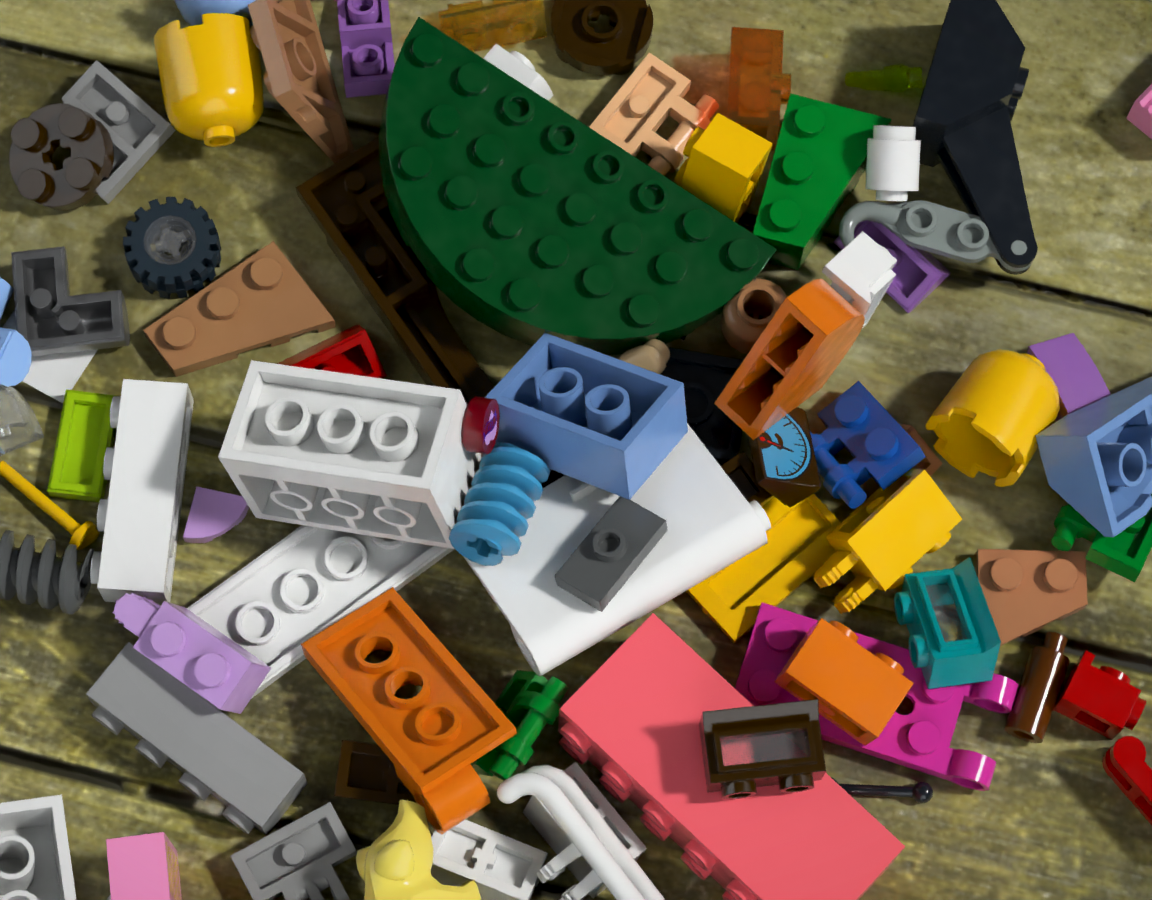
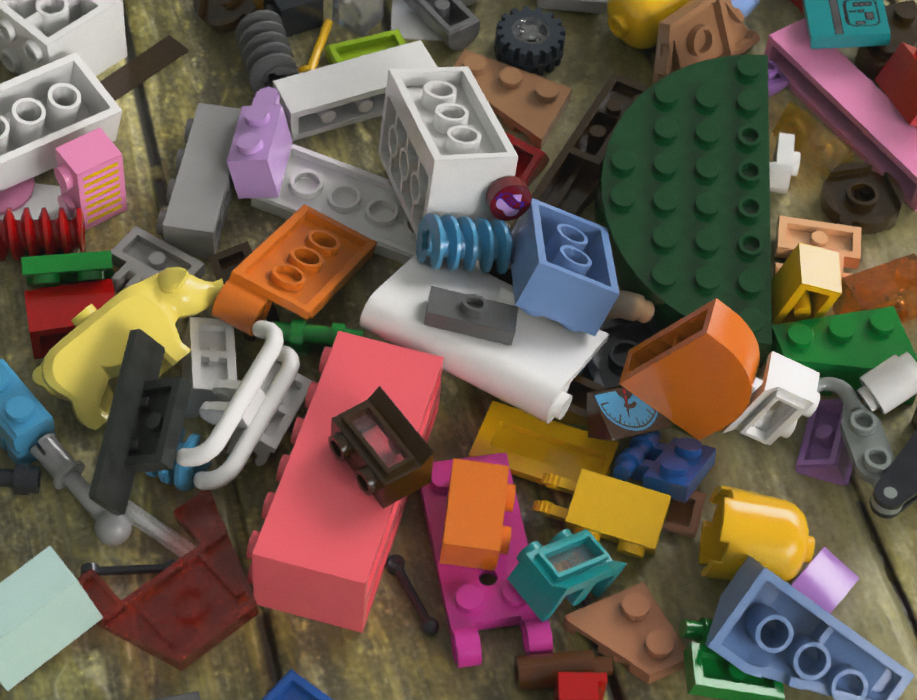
camera: 60 degrees right, 20 degrees down
(213, 515) = (362, 132): lavender tile -> none

